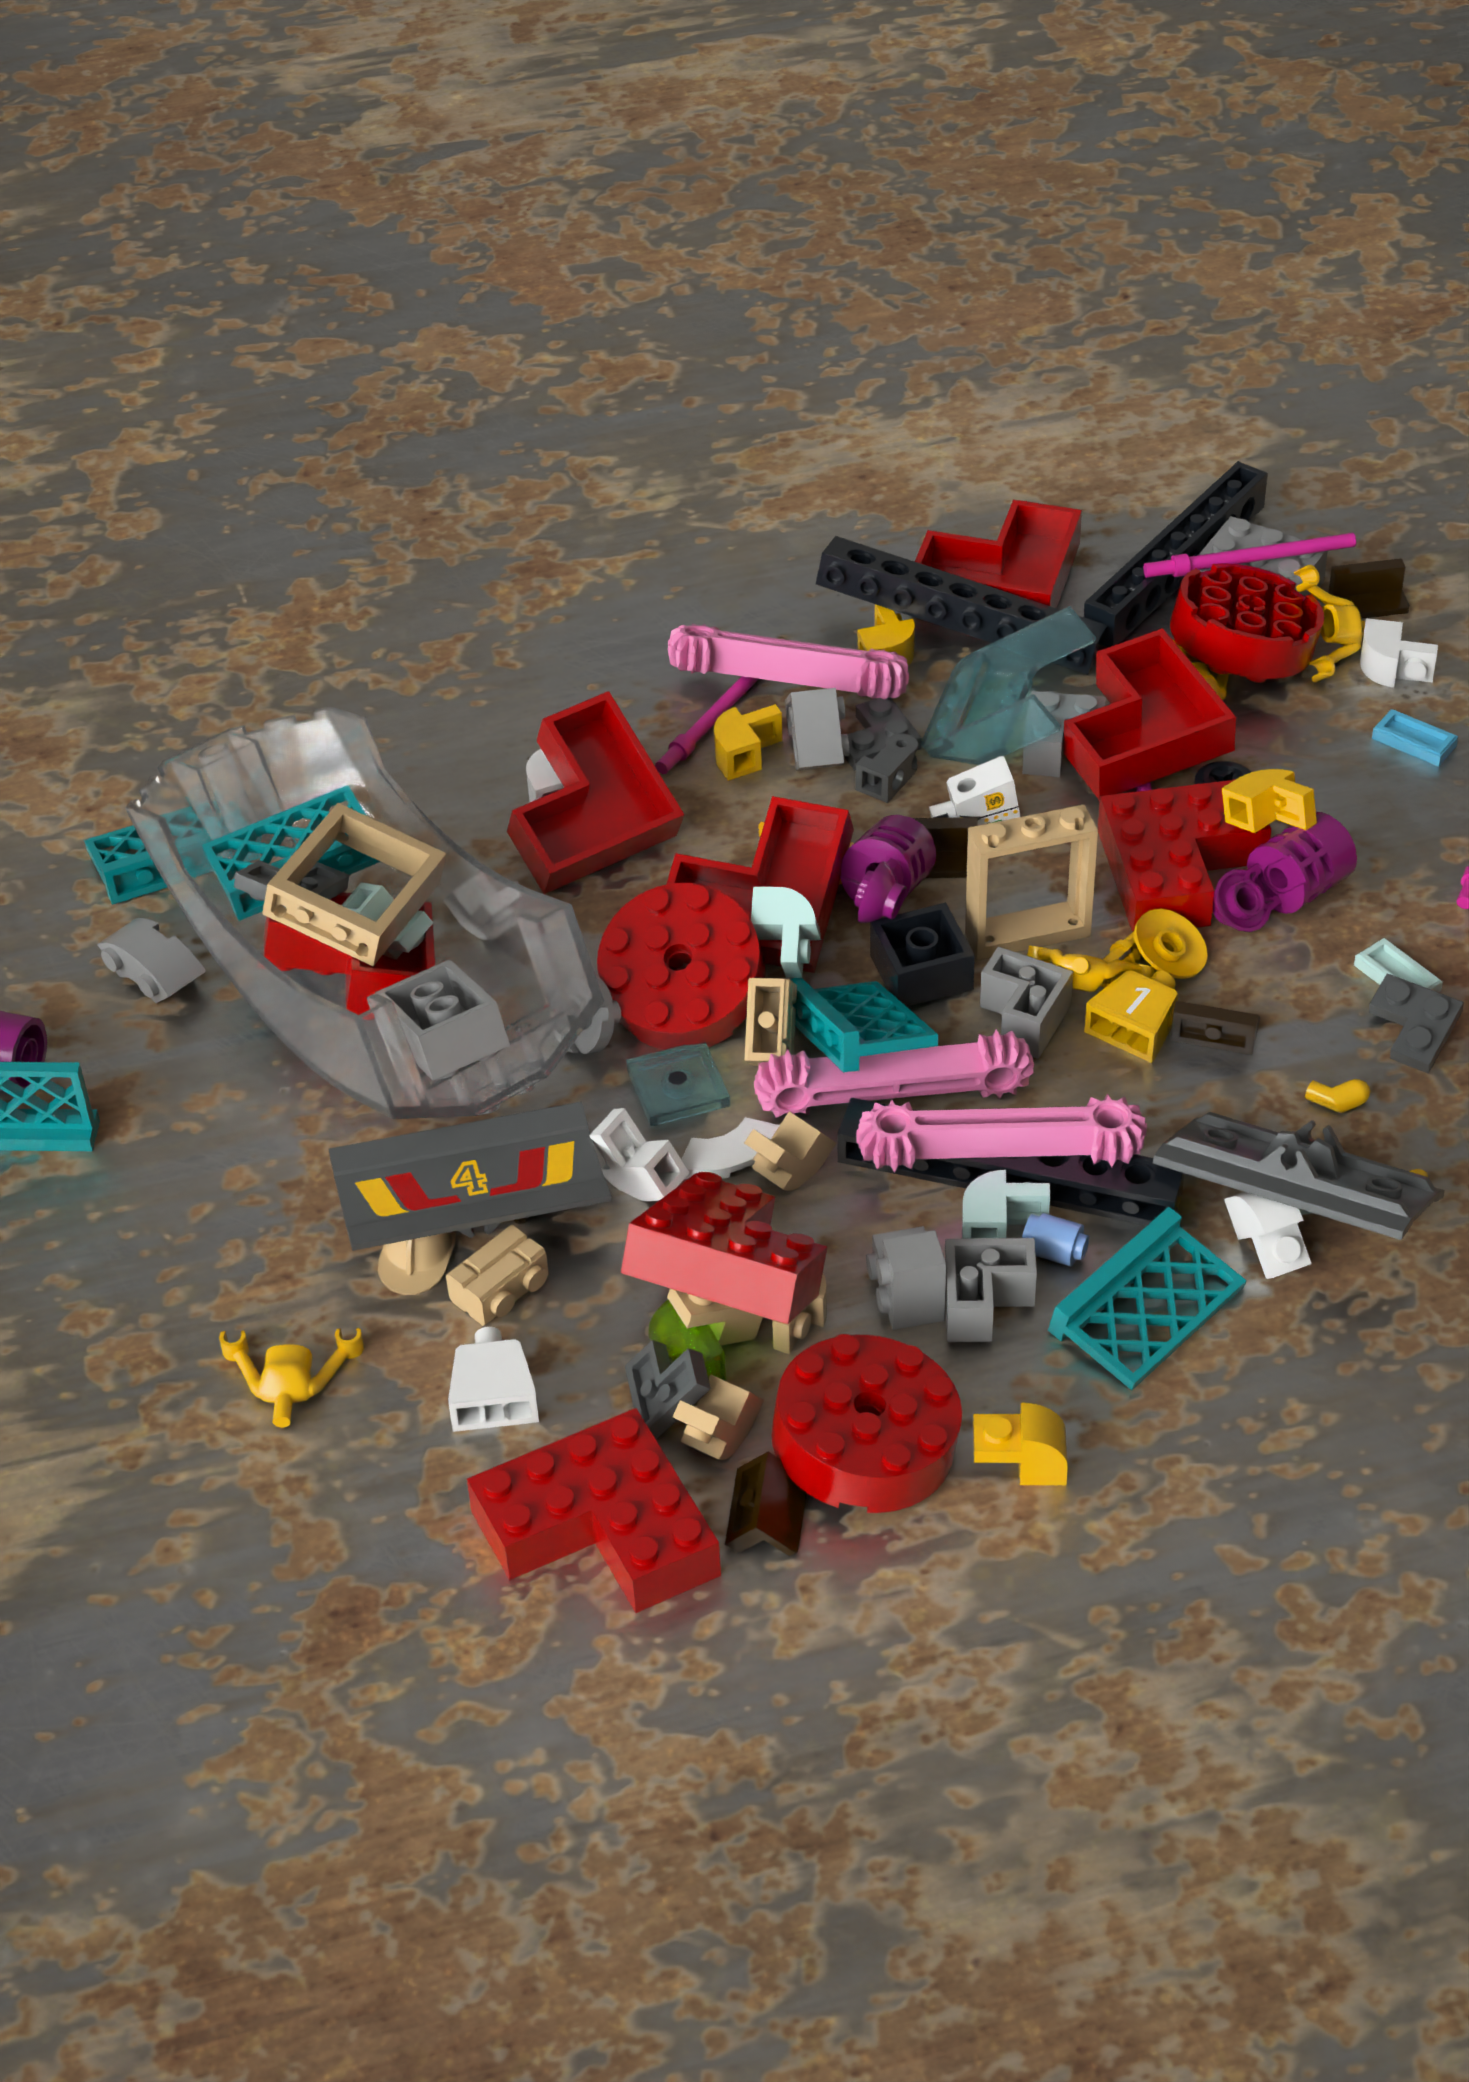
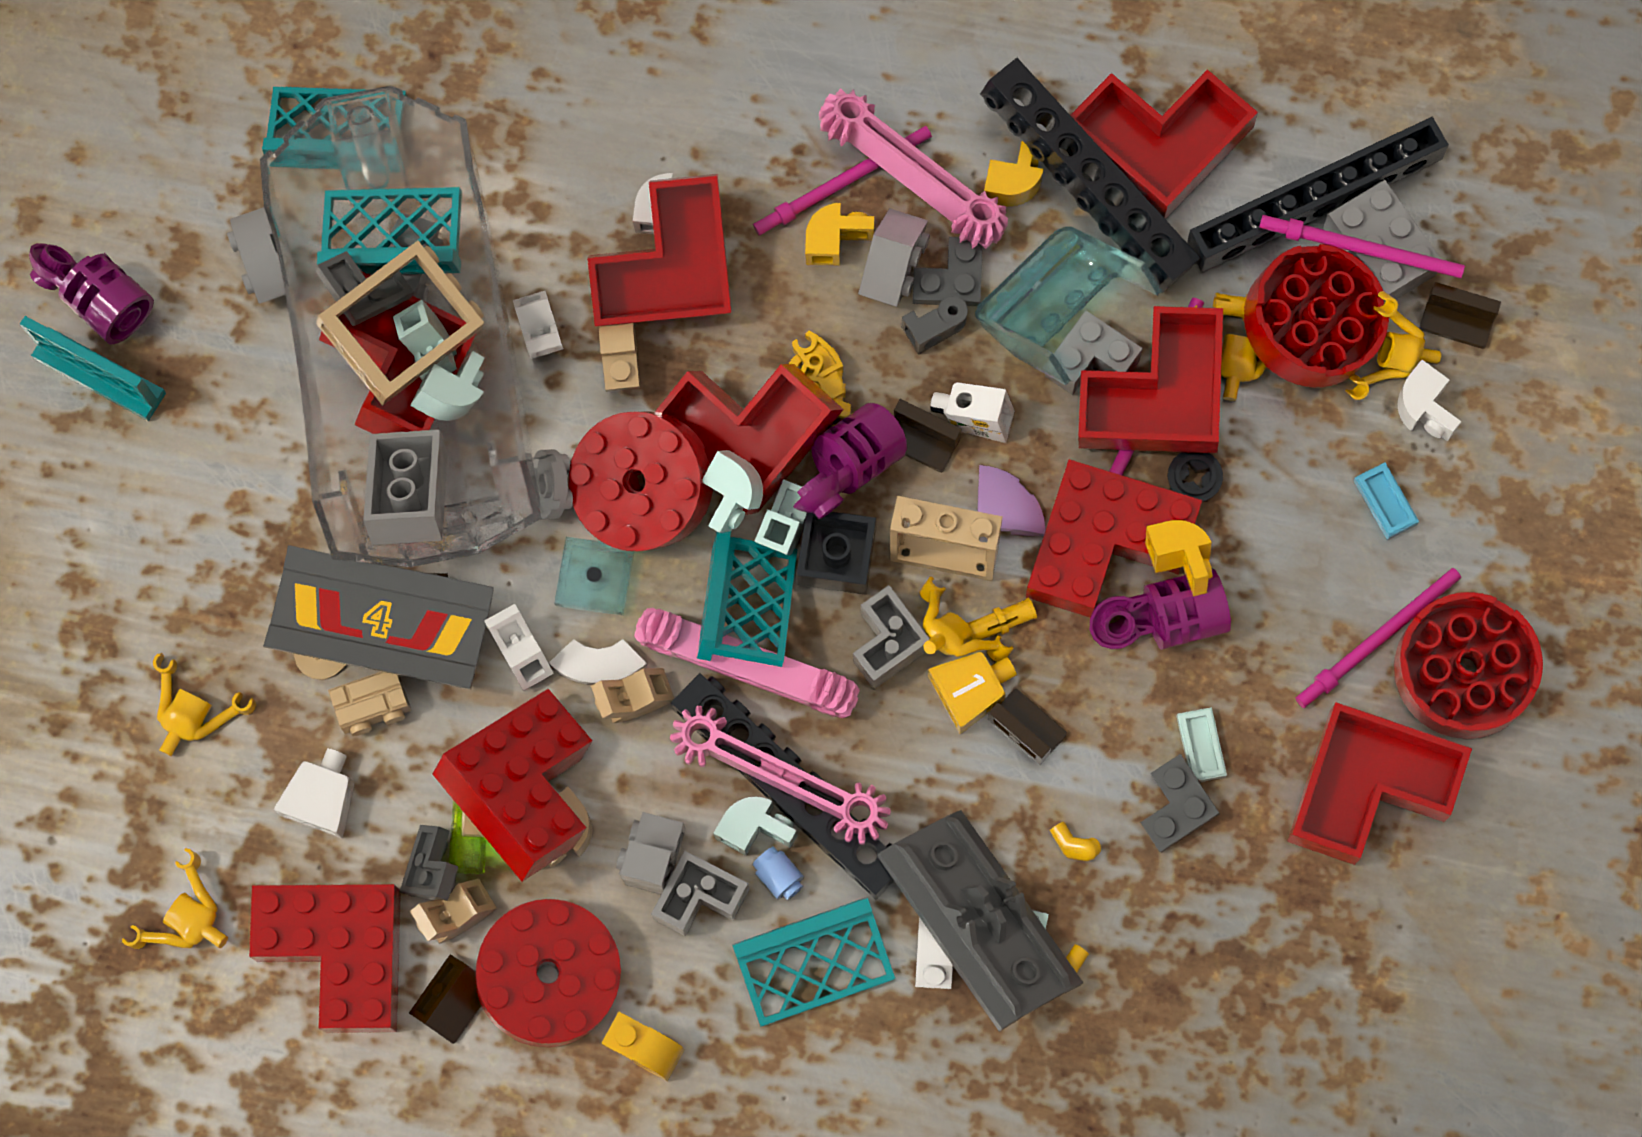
camera: 30 degrees right, 30 degrees up
(399, 1563) = (186, 916): none -> yellow piece
(438, 933) = (450, 395): none -> light aqua brick
(588, 891) = (619, 356): none -> tan brick
(769, 1019) = (679, 569): tan brick -> none
(851, 952) = (783, 523): none -> light aqua brick
(1051, 870) = (1004, 496): none -> lavender brick
(1170, 943) = (1052, 634): yellow dish -> none

